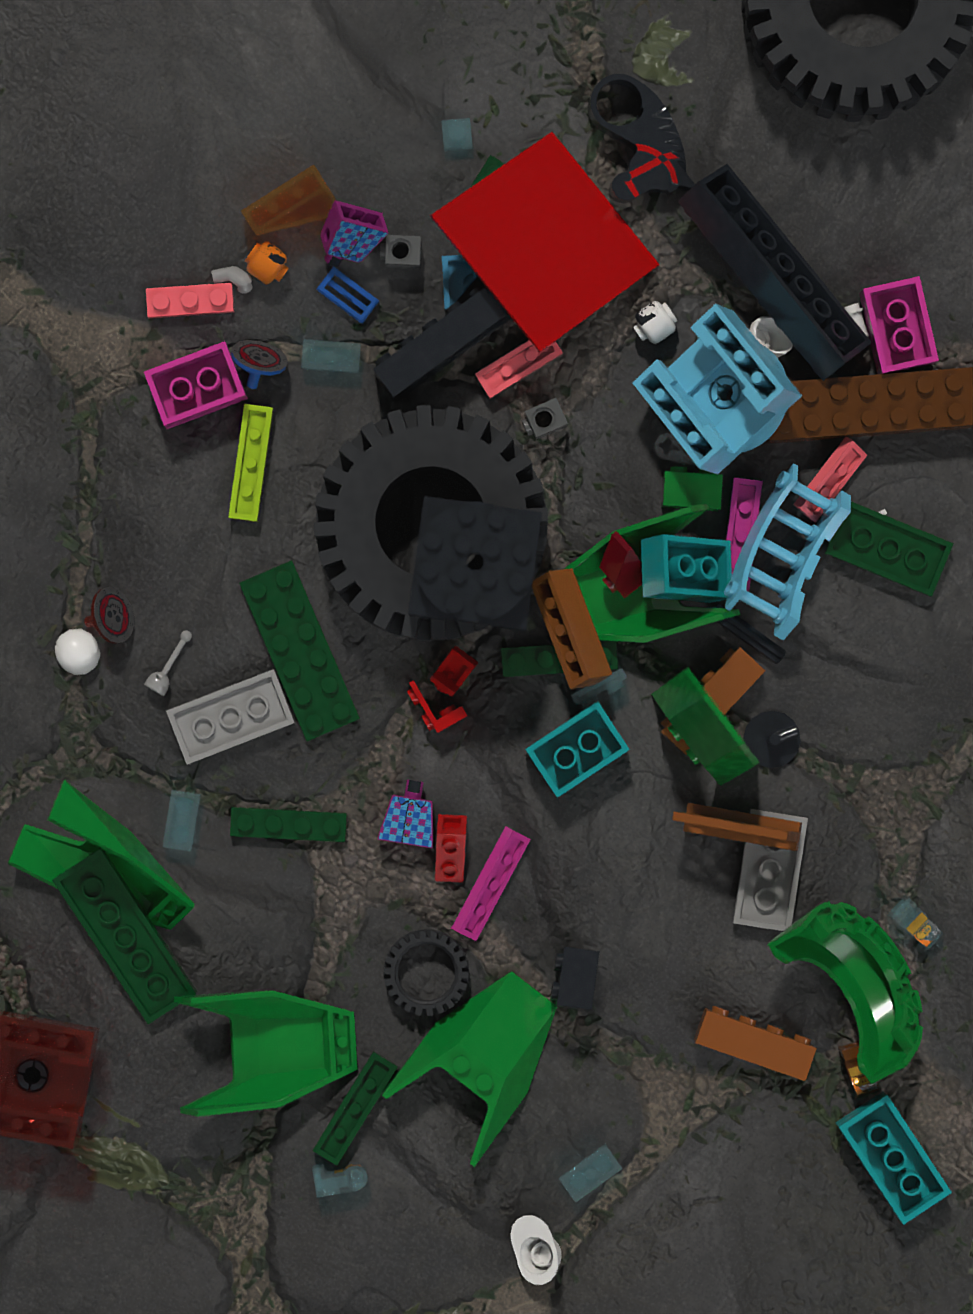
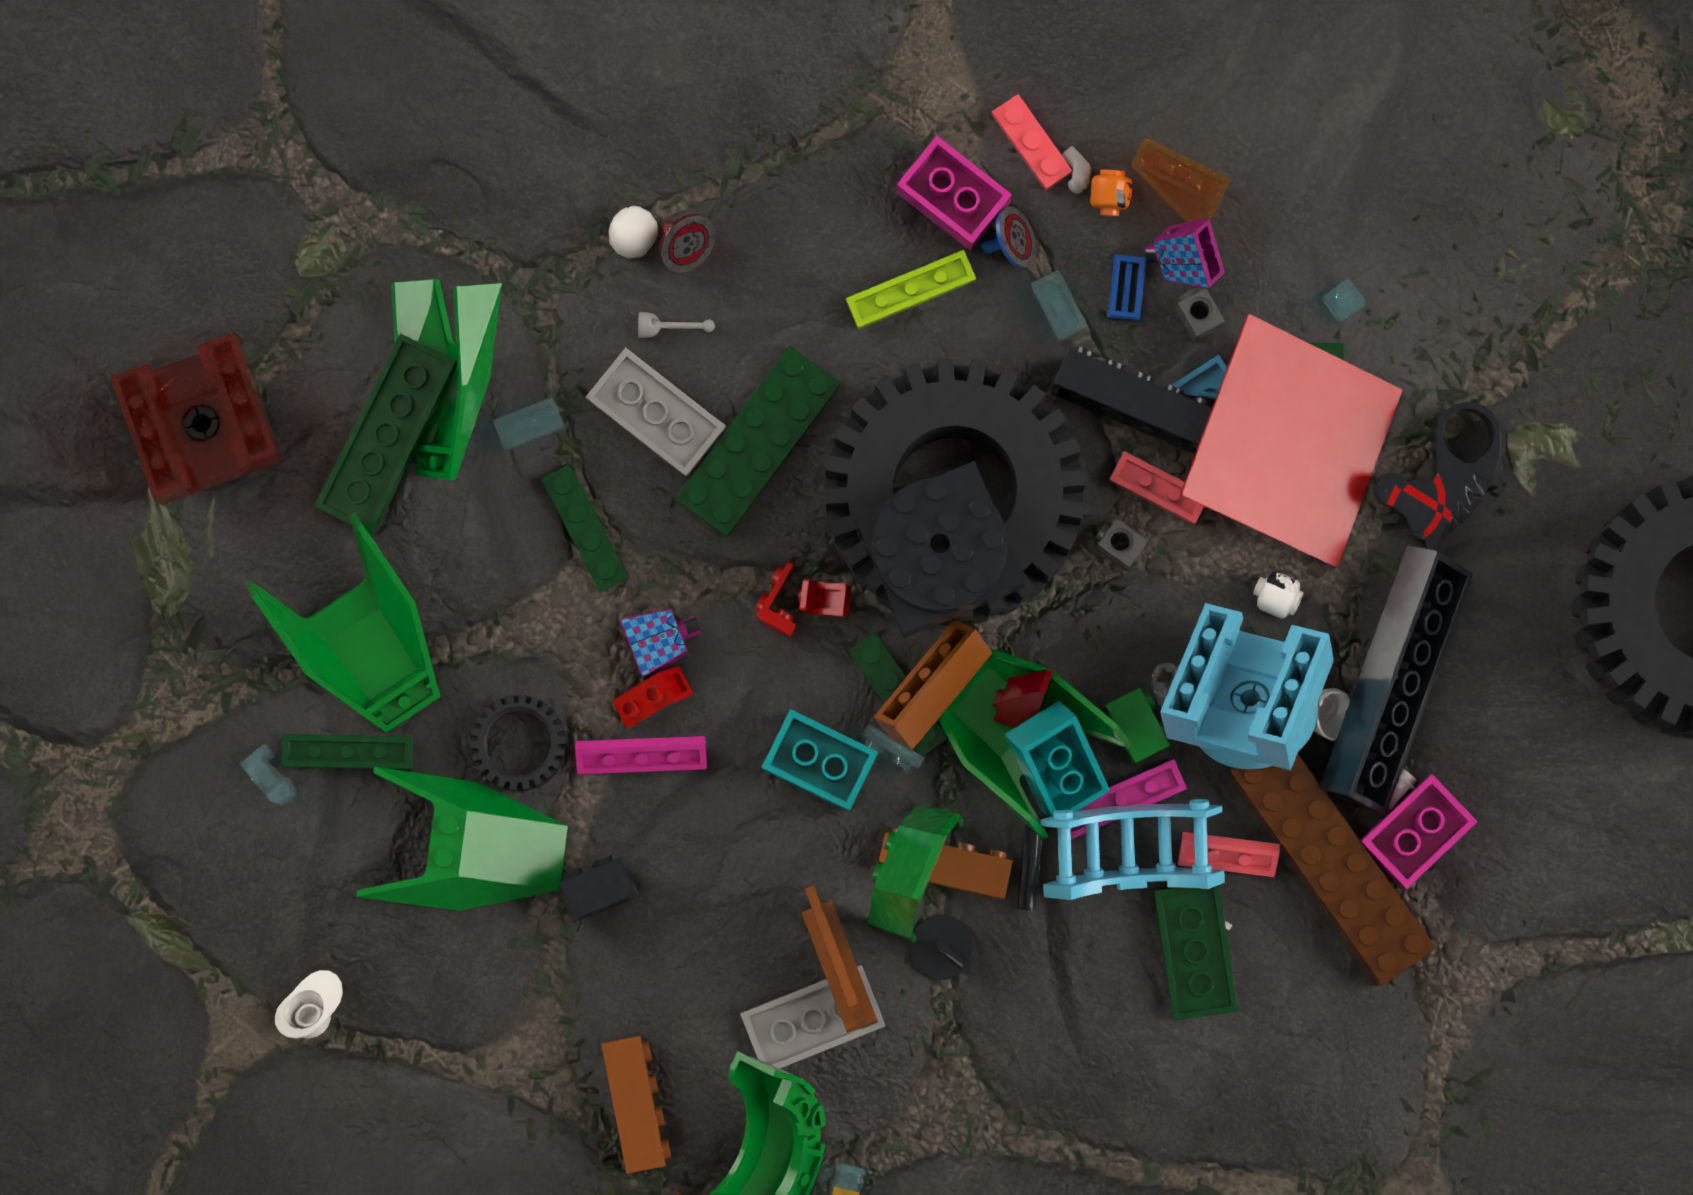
camera: 65 degrees right, 5 degrees down
(590, 1173) = (415, 1017): clear light blue plate -> none

